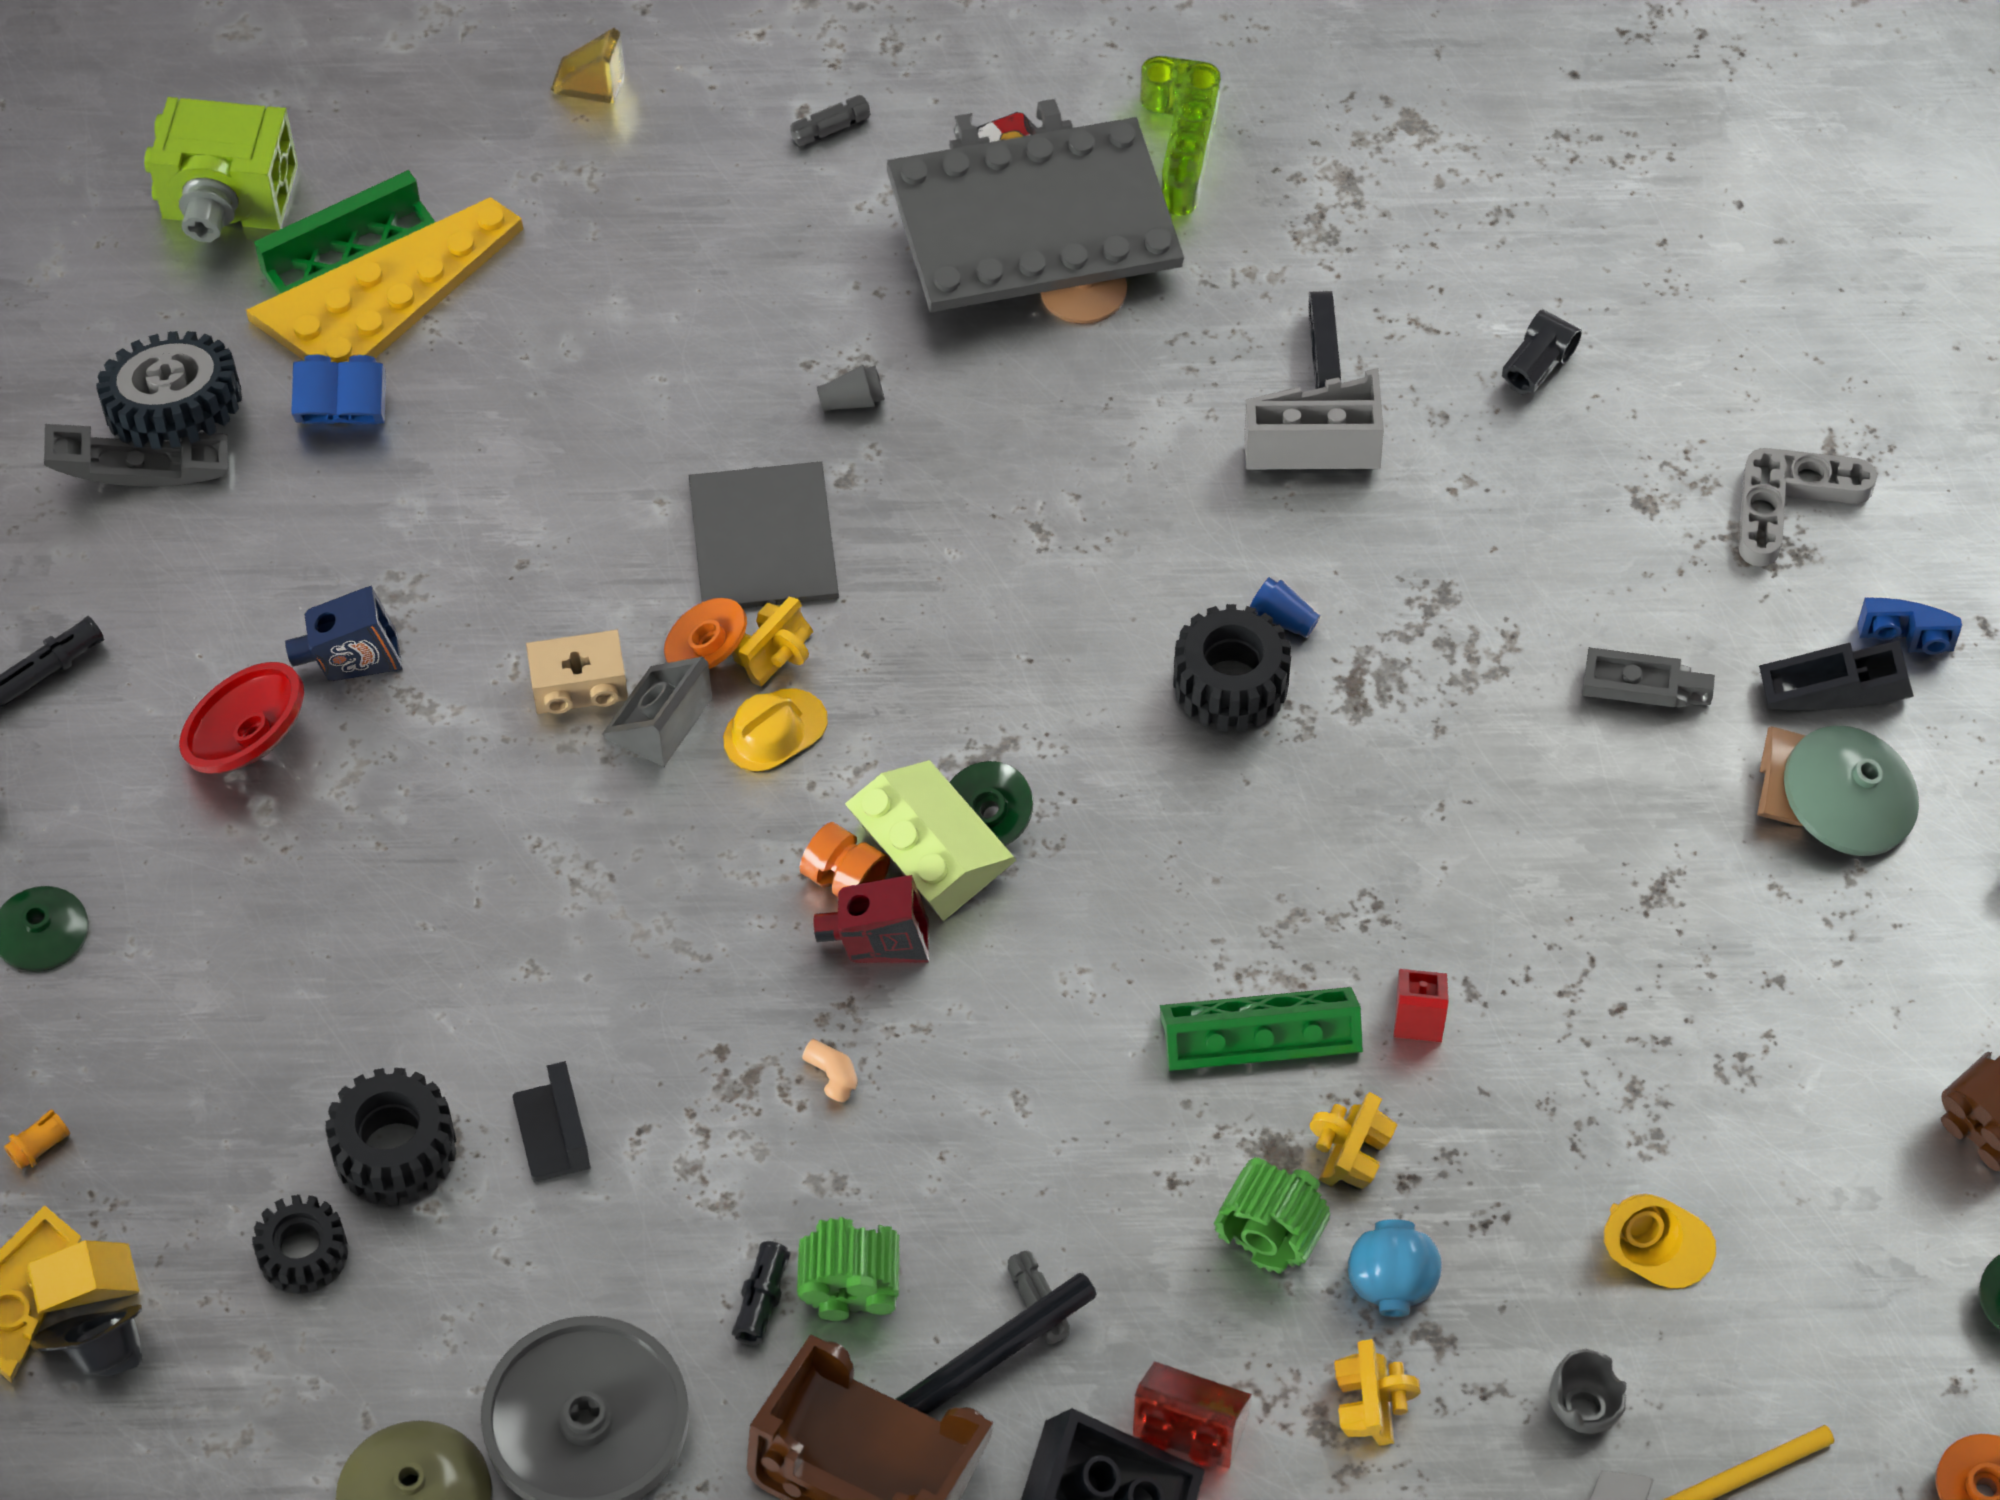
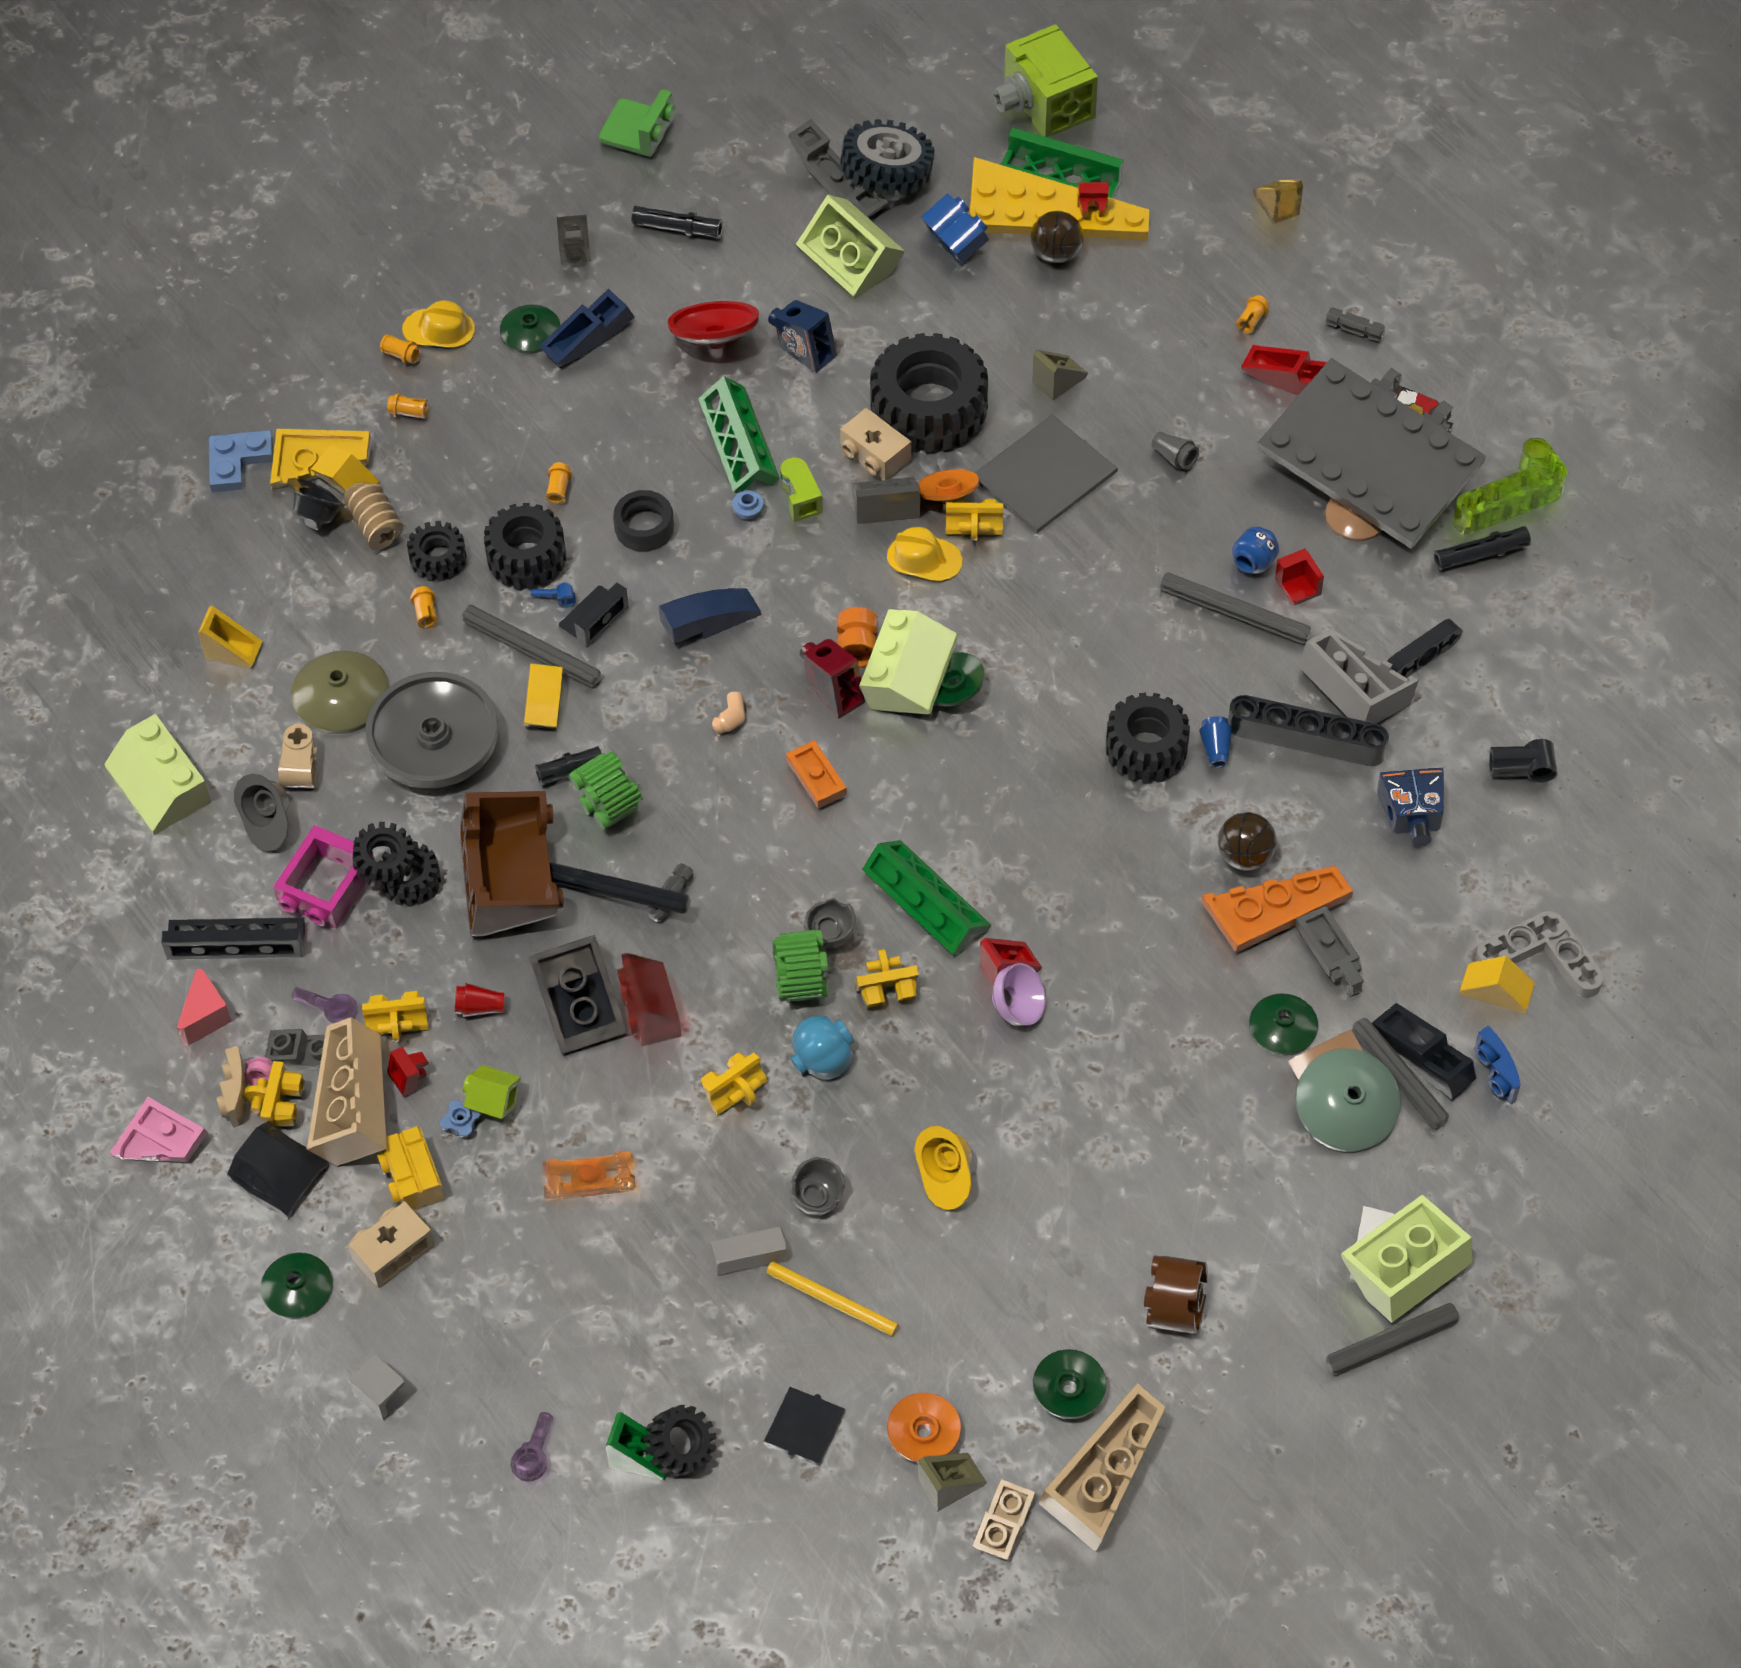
camera: 55 degrees right, 0 degrees up
(111, 863) = (587, 329): none -> dark blue slope
(180, 1282) = (373, 514): none -> tan piece
(257, 514) = (849, 246): none -> yellowish green slope
(310, 1034) = (559, 478): none -> light orange pin
(372, 1311) = (423, 600): none -> light orange pin
(431, 230) = (1092, 196): none -> red tile
(431, 789) = (742, 427): none -> green fence
(452, 303) = (1056, 237): none -> dark brown piece
(456, 952) = (640, 539): none -> black tyre
(492, 1138) = (564, 593): none -> blue hand
(539, 870) = (748, 511): none -> medium blue plate
(539, 1226) = (531, 645): none -> dark grey axle
(552, 521) = (937, 362): none -> black tyre
(570, 787) = (804, 496): none -> lime leg
(635, 1255) = (543, 696): none -> yellow slope
(640, 434) = (1055, 373): none -> olive slope
(667, 1001) = (707, 613): none -> dark blue slope
(724, 192) = (1255, 309): none -> light orange pin
(841, 216) = (1282, 367): none -> red slope
(998, 1032) = (816, 774): none -> orange plate
(1062, 404) = (1255, 550): none -> blue head
(1115, 476) = (1235, 608): none -> dark grey axle
(1131, 389) = (1299, 577): none -> red panel
(1228, 1143) = (834, 920): none -> dark grey hair
(1238, 192) = (1494, 544): none -> black pin
(1352, 497) = (1319, 740): none -> black beam
(1452, 662) = (1247, 841): none -> dark brown piece
(1481, 1019) = (1026, 994): none -> lavender piece
(1516, 481) = (1413, 801): none -> dark blue torso
(1544, 702) = (1267, 909): none -> orange wing
(1697, 805) = (1283, 1036): none -> dark green dish
(1799, 562) = (1498, 983): none -> yellow slope
(1875, 721) = (1404, 1077): none -> dark grey axle

